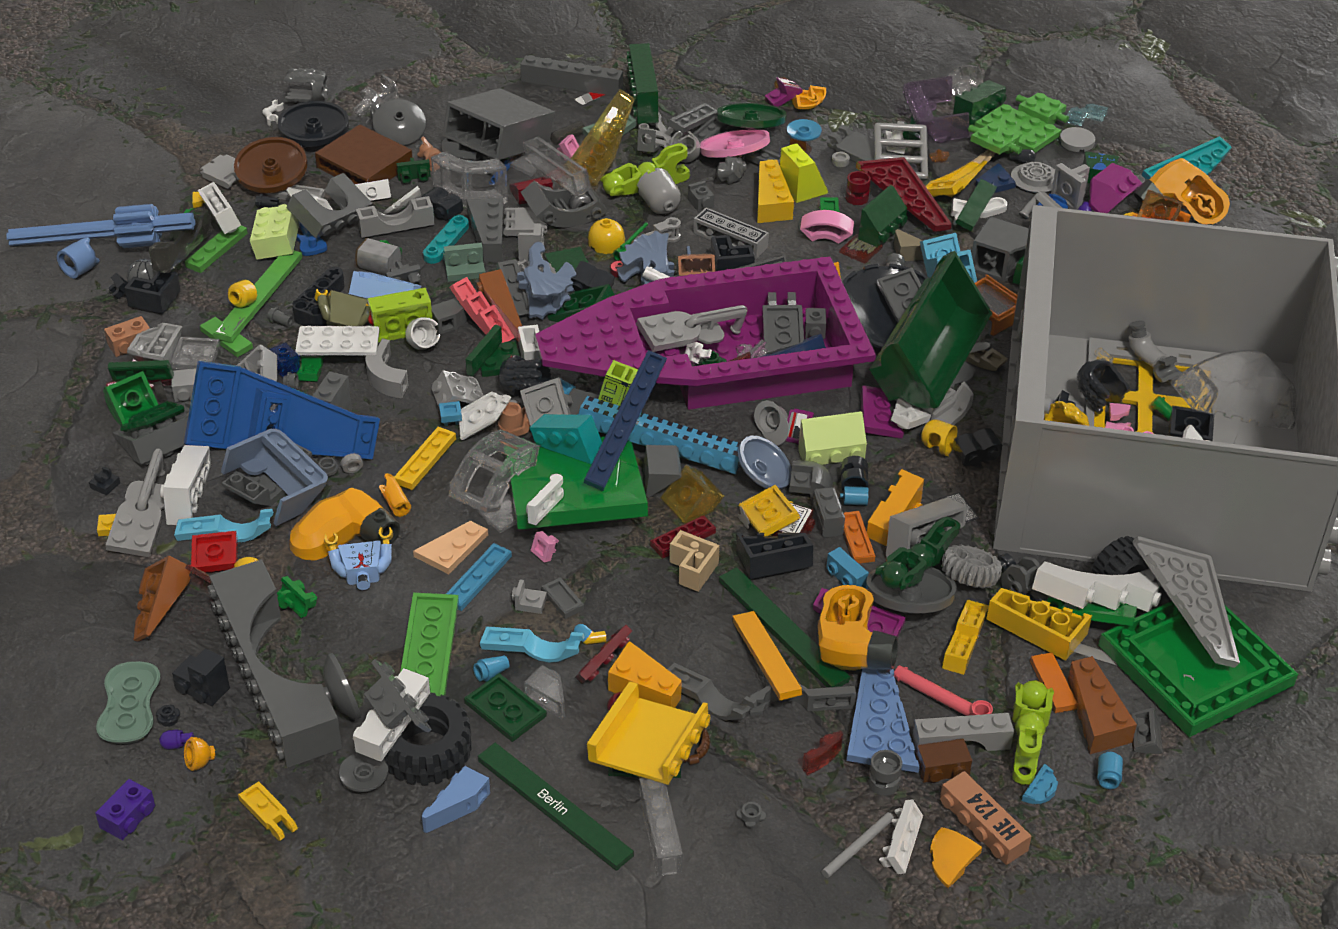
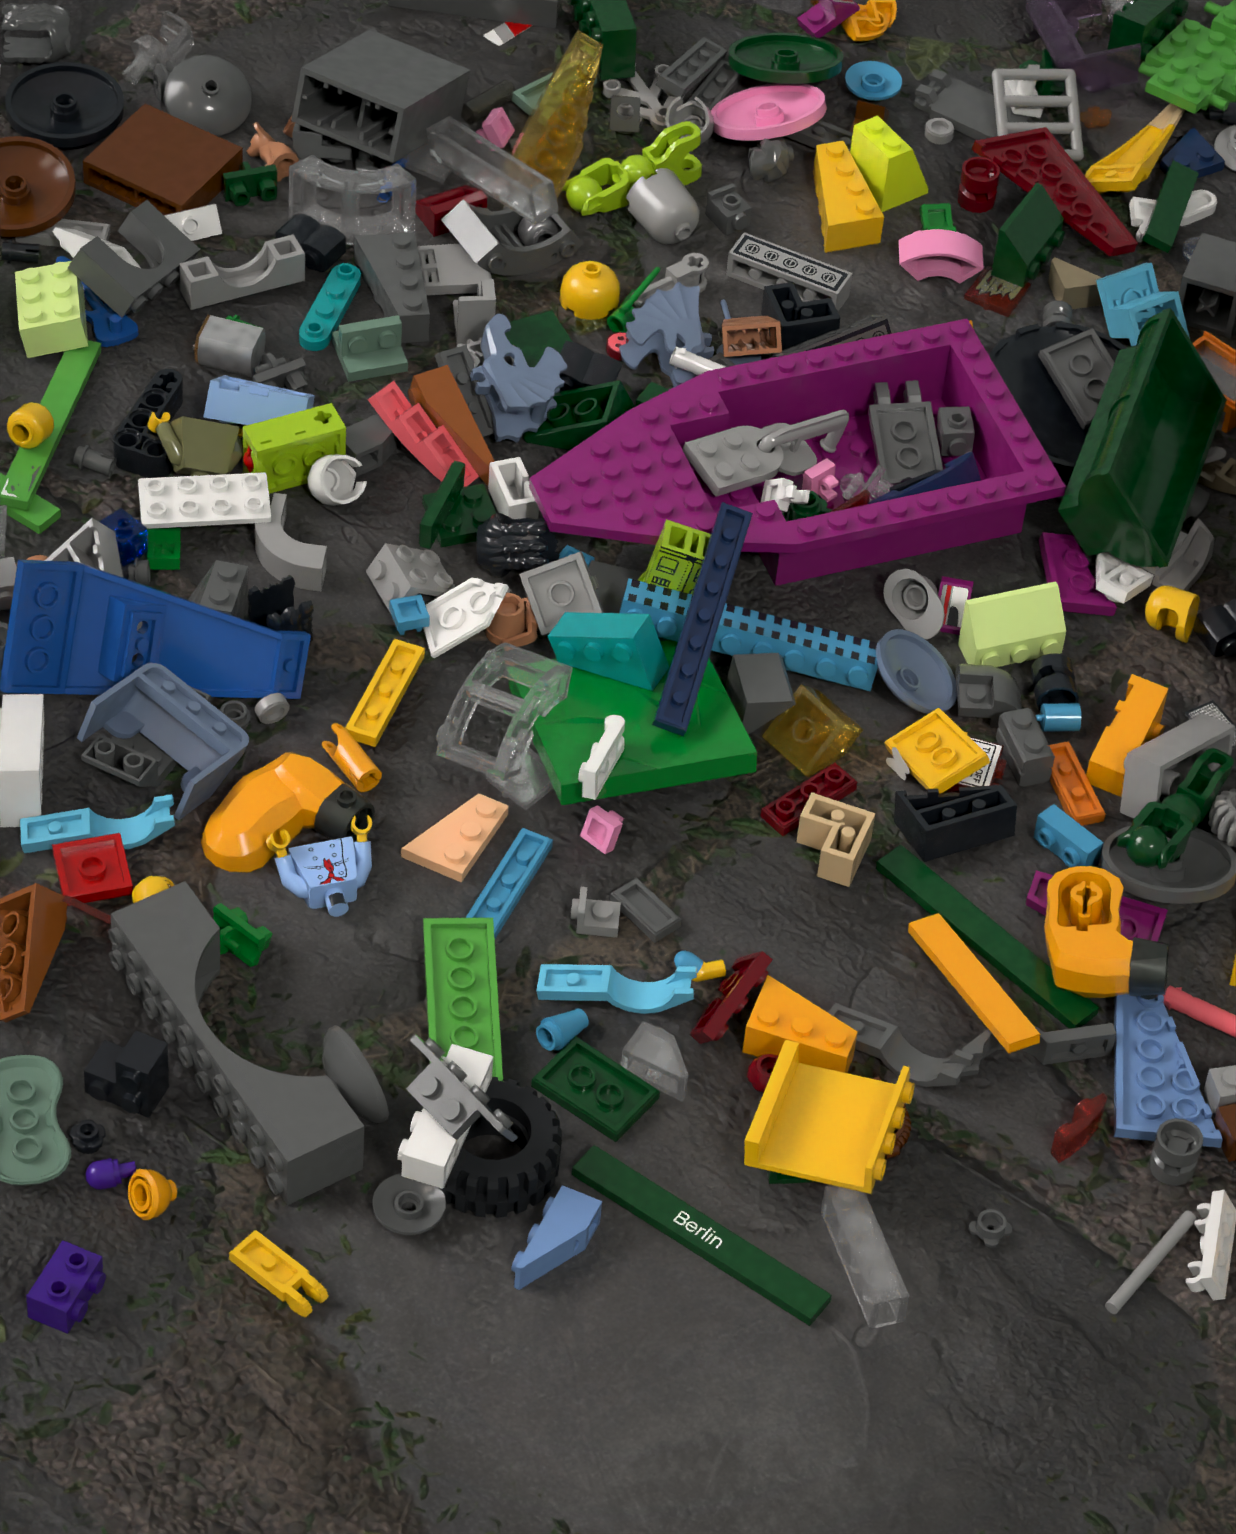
camera: 10 degrees left, 5 degrees up
(365, 402) = (275, 608): none -> black piece
(402, 203) = (244, 250): white brick -> none
(725, 347) = (821, 479): none -> bright pink tile

